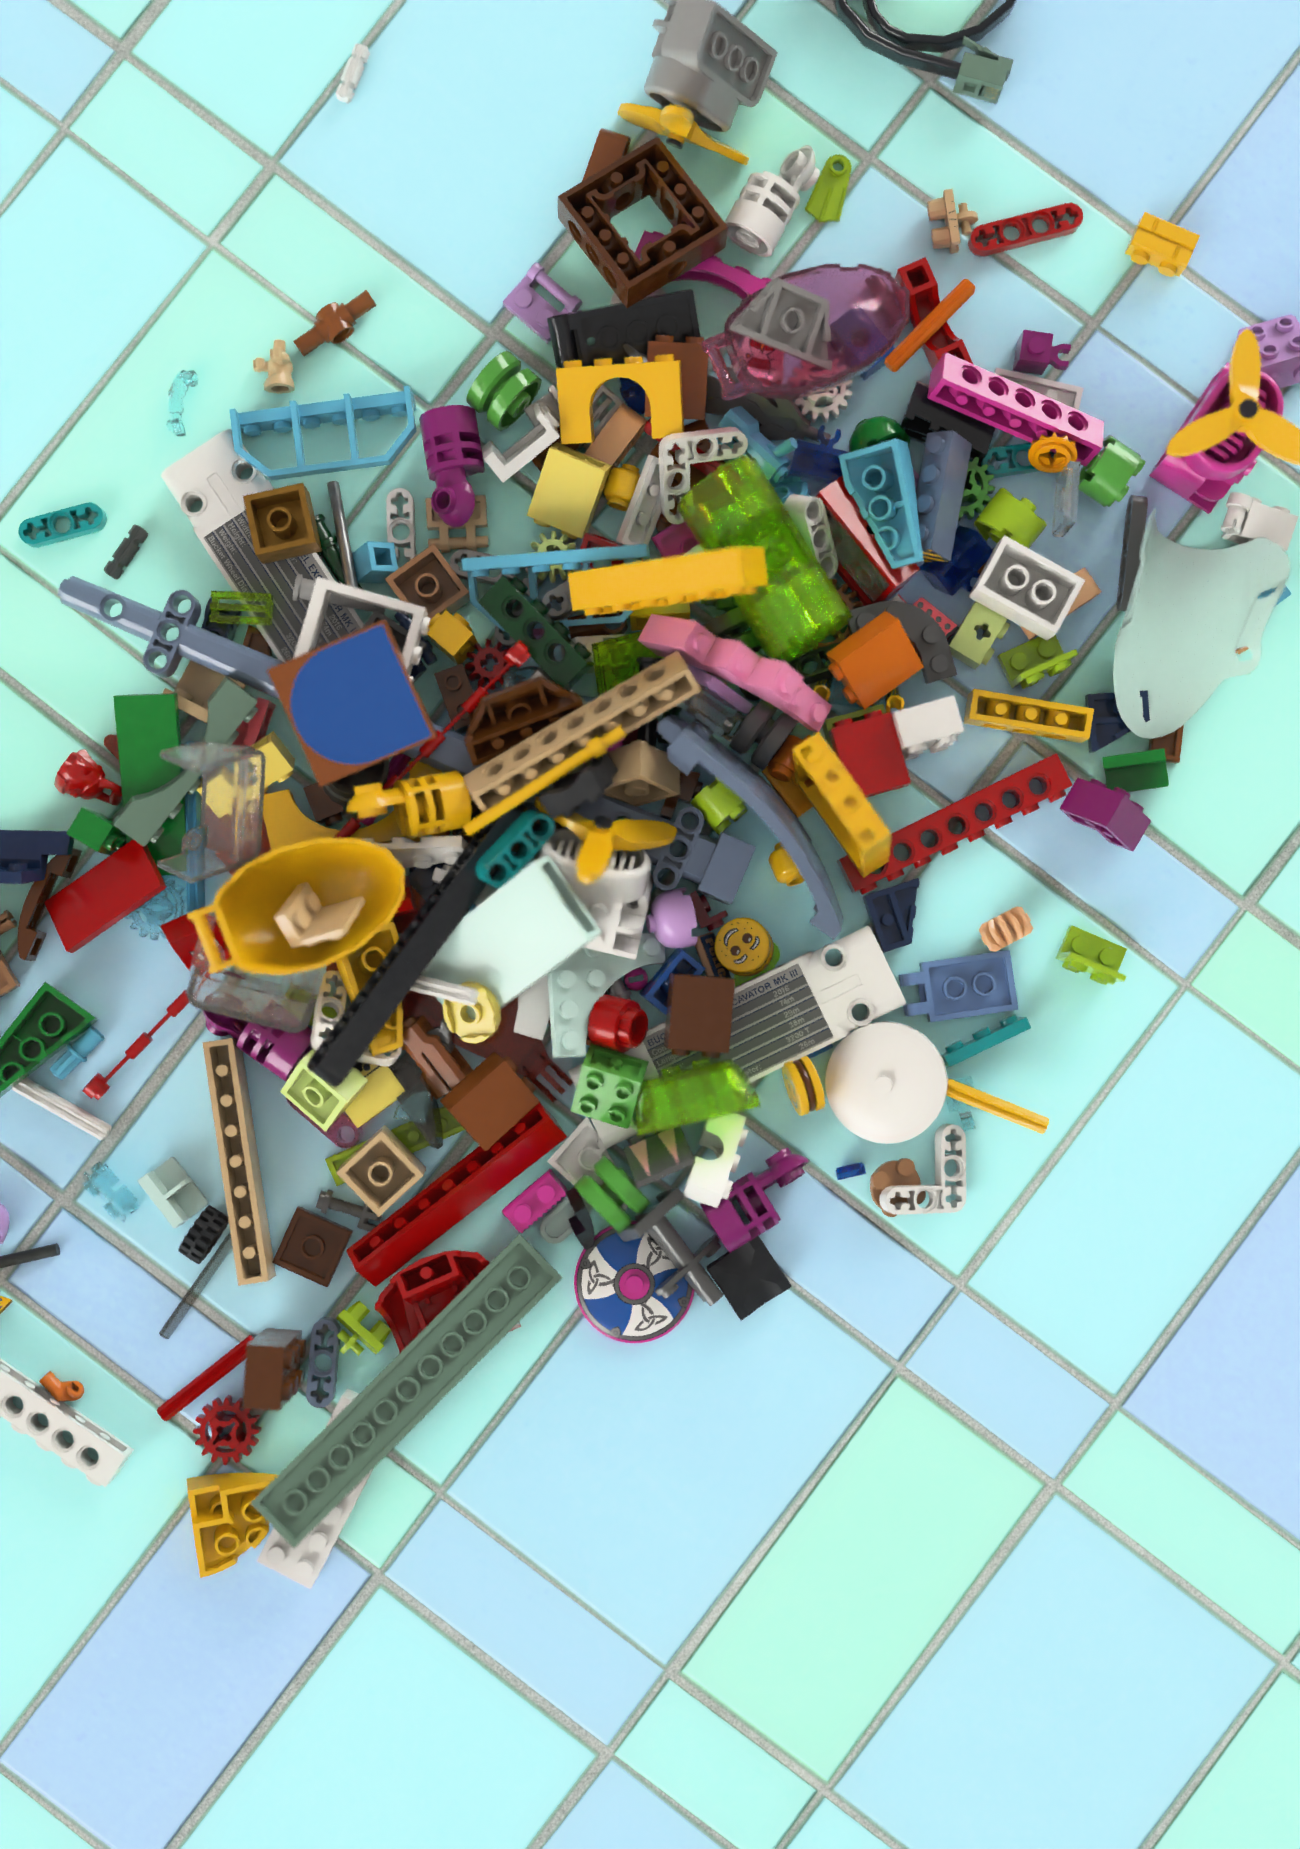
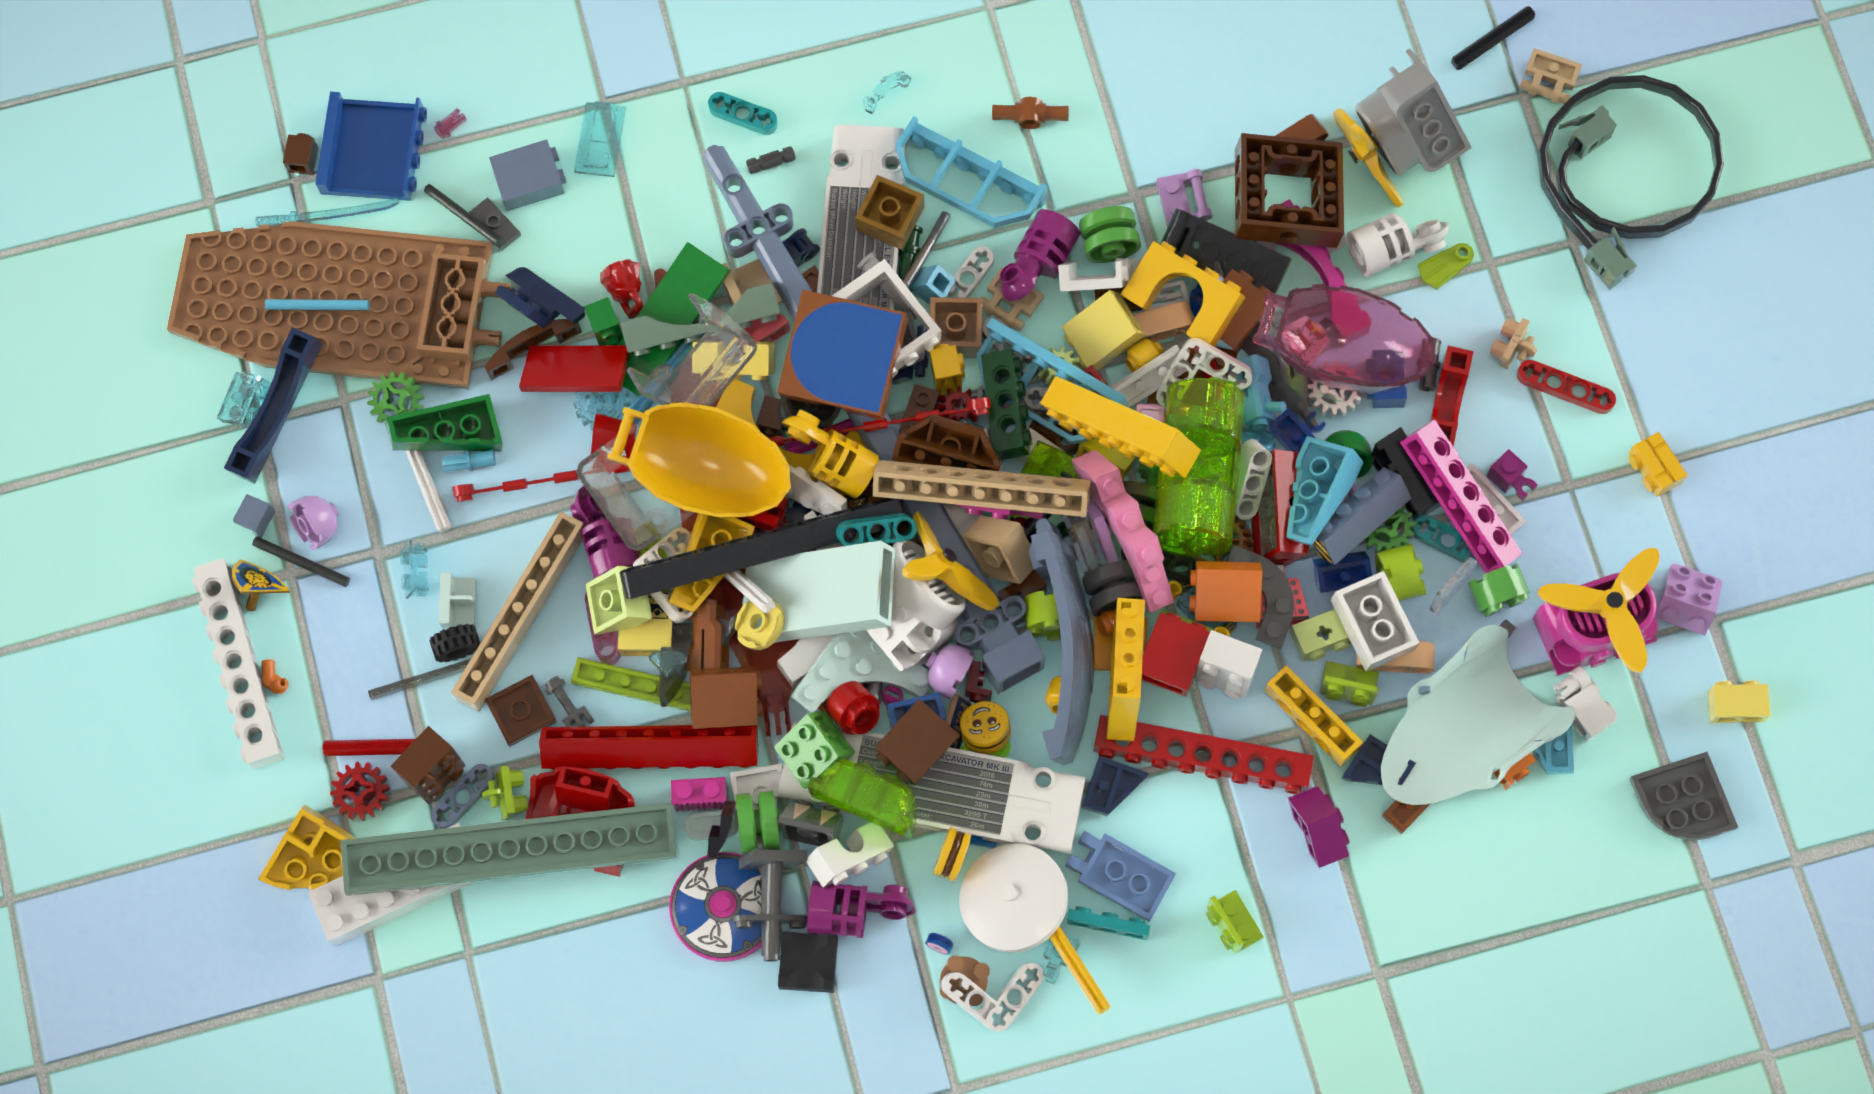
camera: 35 degrees right, 15 degrees down
(215, 606) = (802, 234): clear neon green tile -> none
(278, 368) = (968, 116): tan piece -> none
(308, 922) = (697, 474): tan bracket -> none
(381, 1170) = (611, 688): tan brick -> none
(577, 787) = (953, 522): black brick -> none
(596, 747) = (983, 501): yellow bar -> none
(788, 322) = (1338, 323): light grey wing -> none
(929, 325) = (1443, 399): orange axle -> none
(1005, 929) = (1183, 853): light nougat gear -> none
(1041, 459) = (1457, 545): light orange gear -> none
(1136, 770) = (1366, 813): green panel -> none

